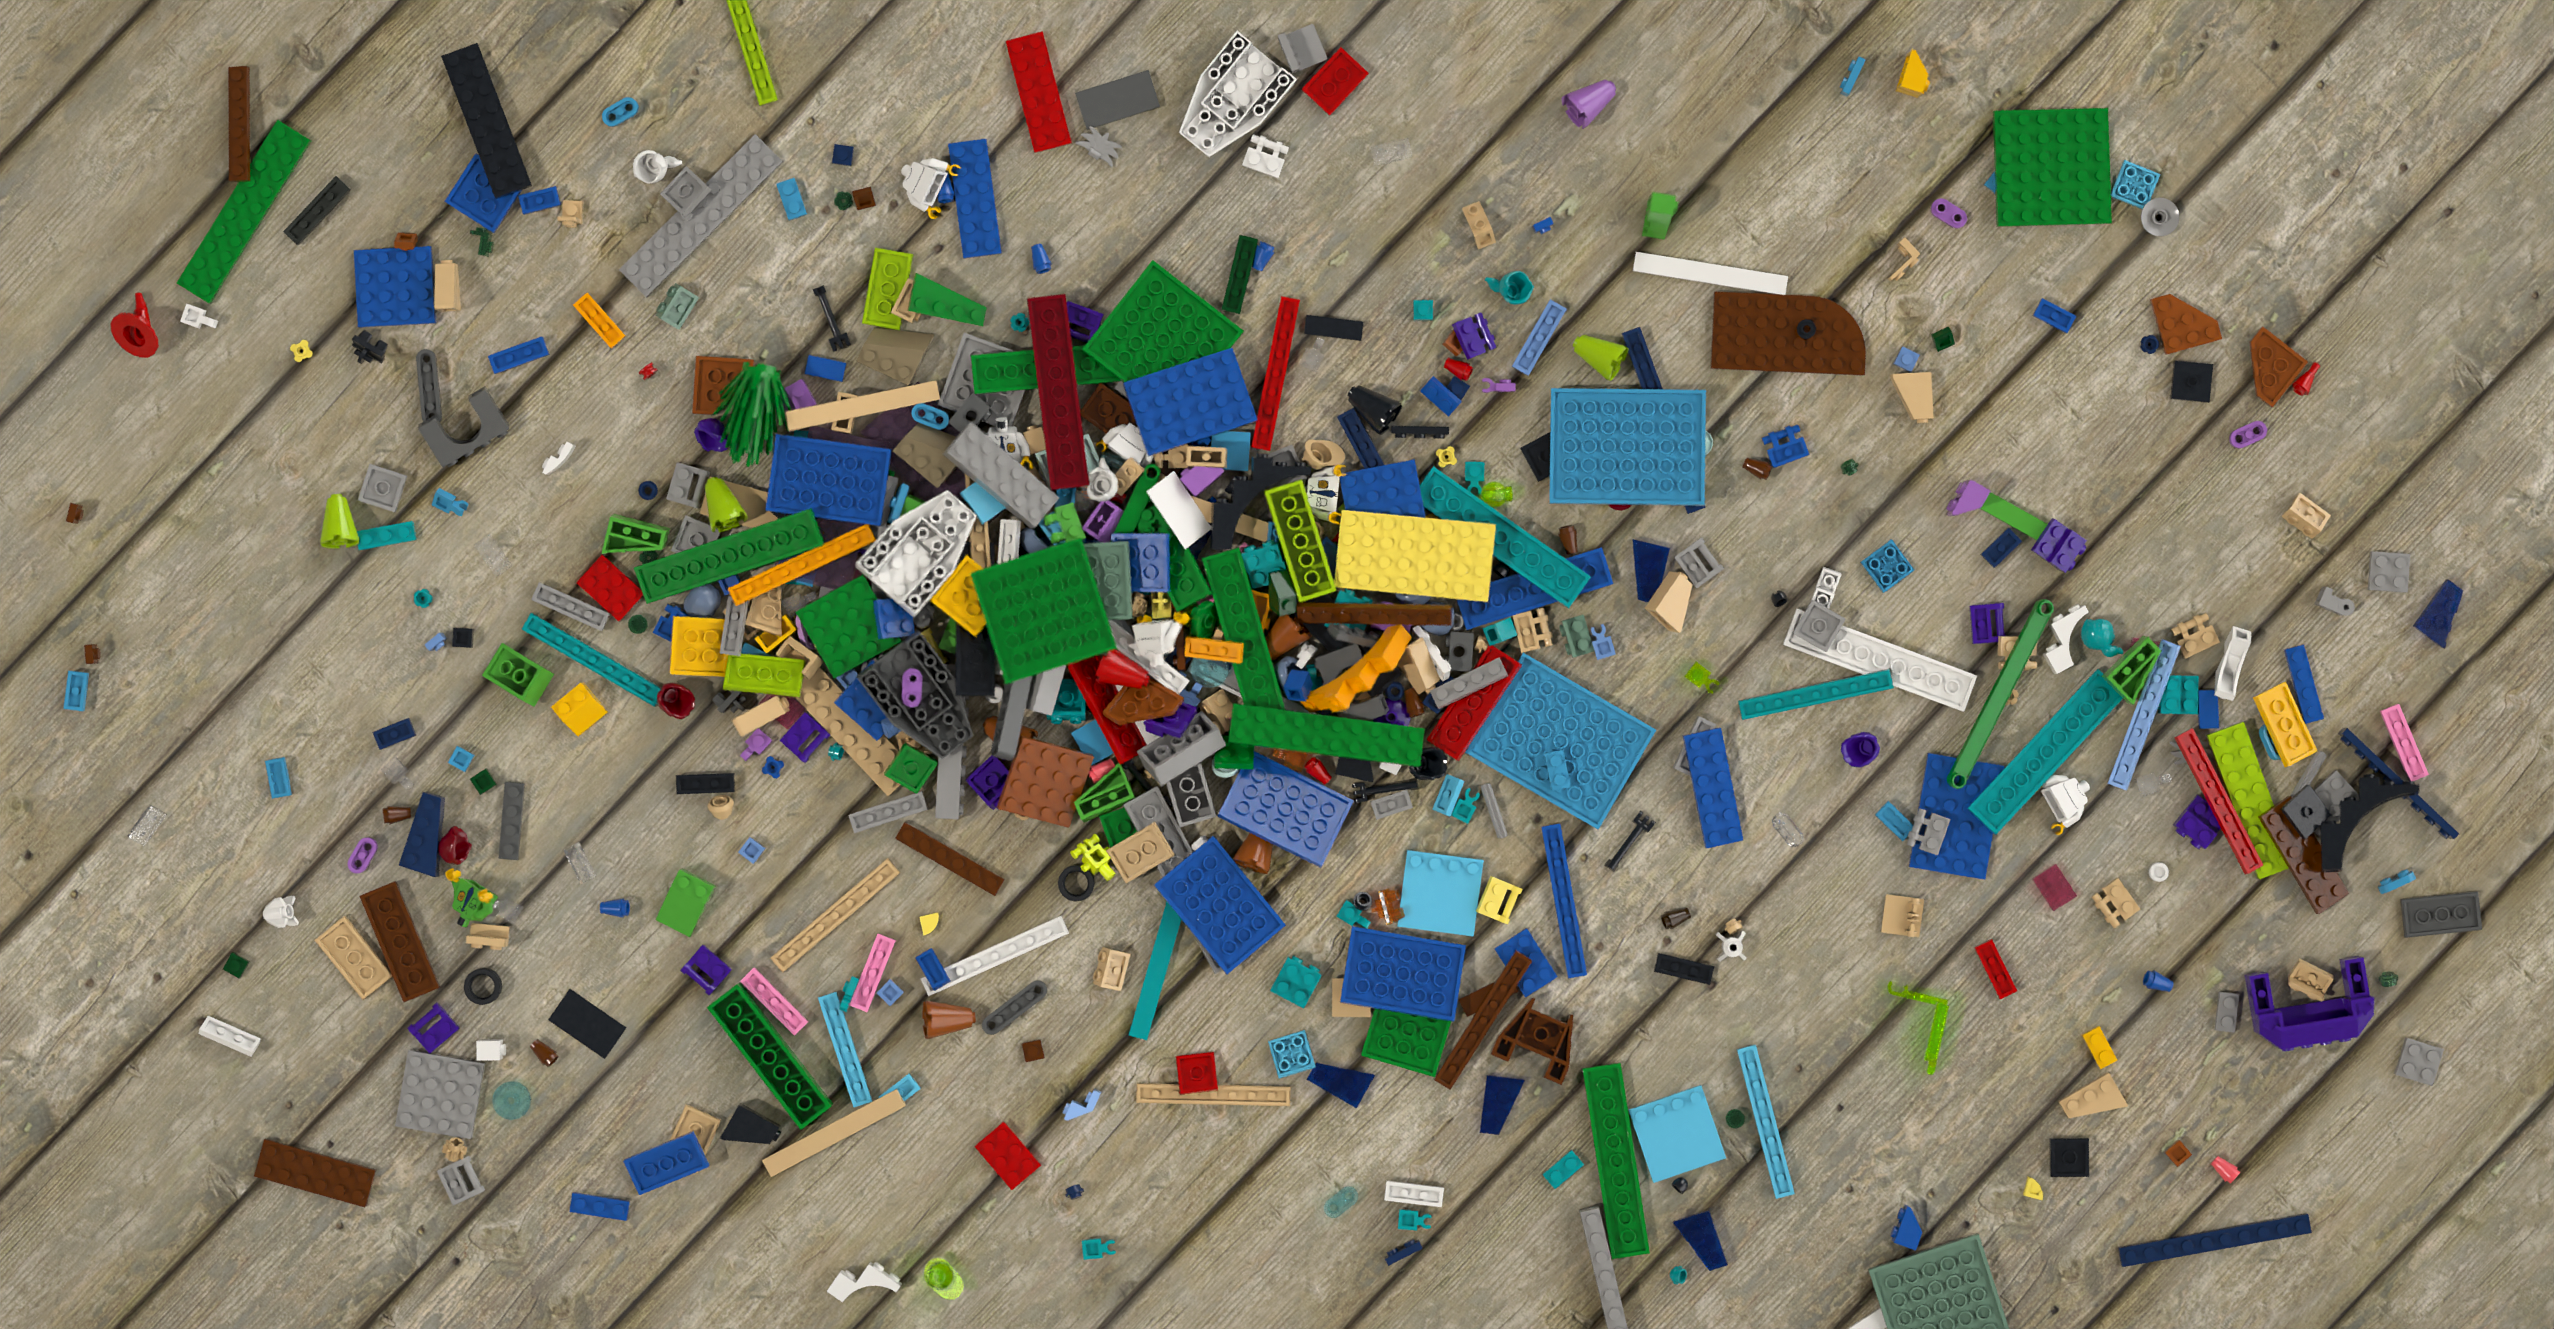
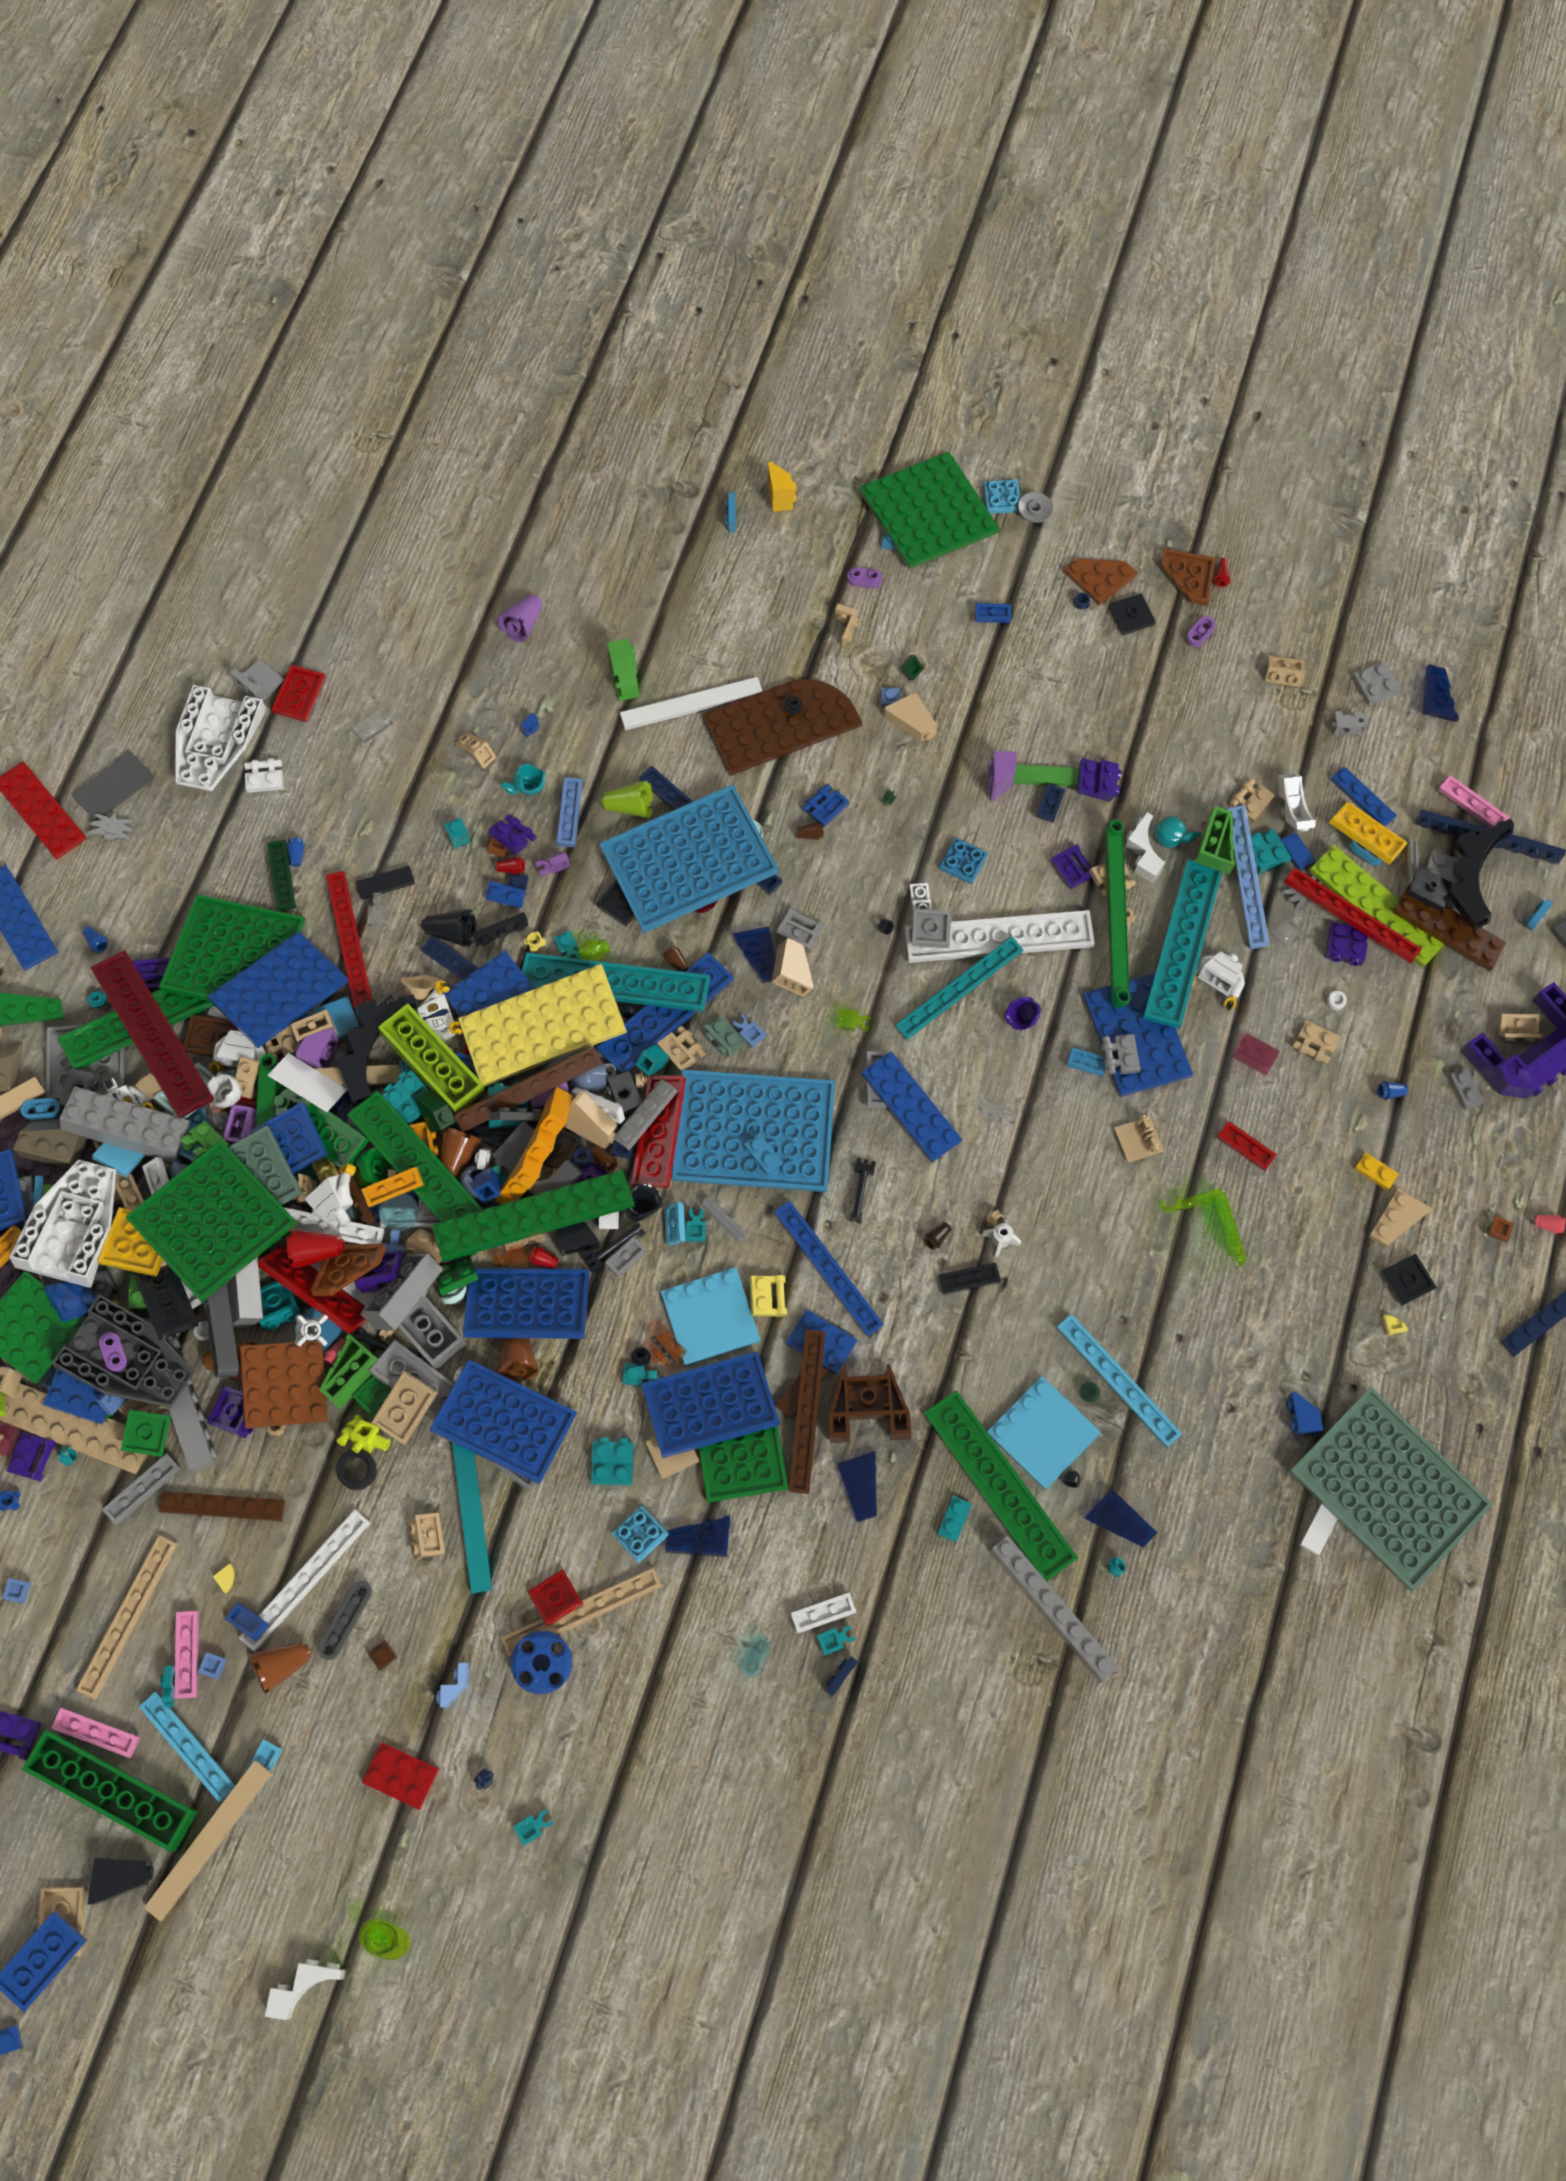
camera: 20 degrees left, 20 degrees down
(1087, 744) = (313, 1331): none -> white brick
(1162, 1121) = (541, 1662): none -> blue piece

